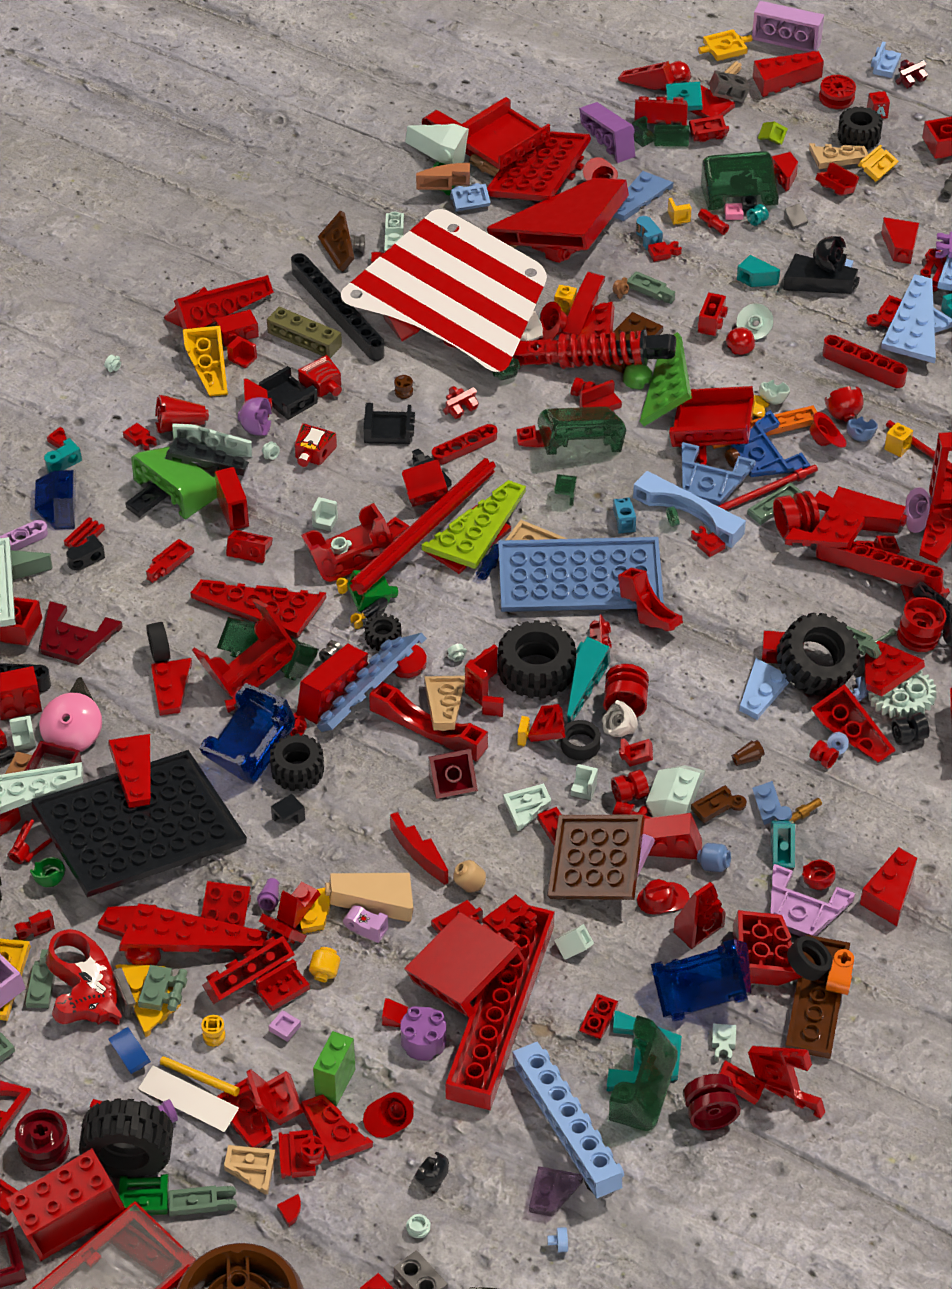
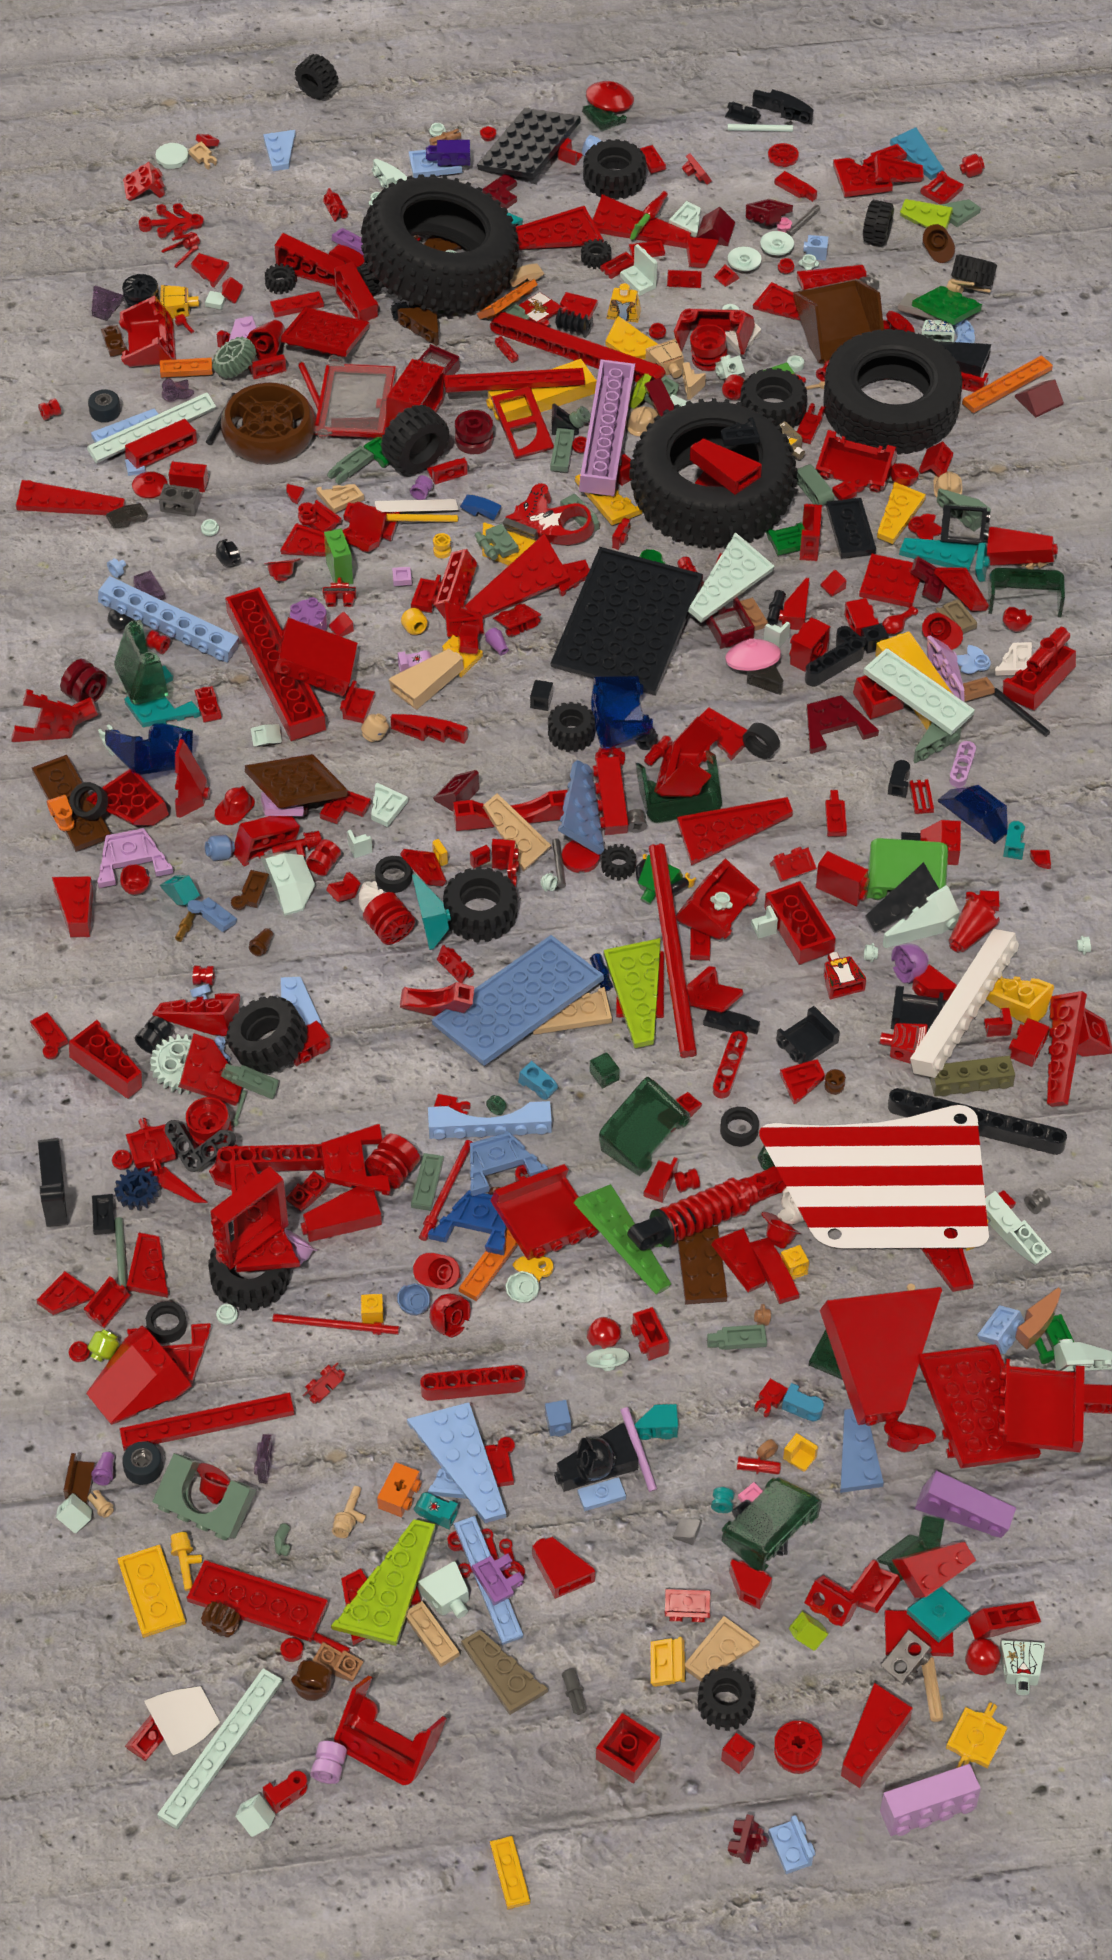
camera: 140 degrees right, 5 degrees up
(117, 485) = (948, 833): none -> red slope
(132, 765) = (676, 648): red wing -> none
(255, 363) = (964, 1003): none -> white brick
(298, 492) = (800, 923): none -> red brick
(337, 241) = (1049, 1184): reddish brown wing -> none
(365, 1046) = (339, 591): none -> red hips
(424, 402) = (802, 1079): none -> red wing
(429, 667) = (558, 863): none -> flat silver bar
(459, 398) = (776, 1096): red hips -> none
(505, 390) = (743, 1114): none -> black tyre
(508, 915) = (315, 701): red plate -> none
(593, 1109) = (158, 642): none -> red wheel
(600, 250) = (824, 1358): none -> clear green wing
(658, 52) = (1021, 1664): none -> light aqua torso
(699, 222) = (767, 1449): none -> medium nougat tile
(744, 131) = (834, 1596): none -> red brick
(780, 273) = (638, 1449): none -> lavender bar
(823, 311) = (558, 1418): none -> medium blue brick

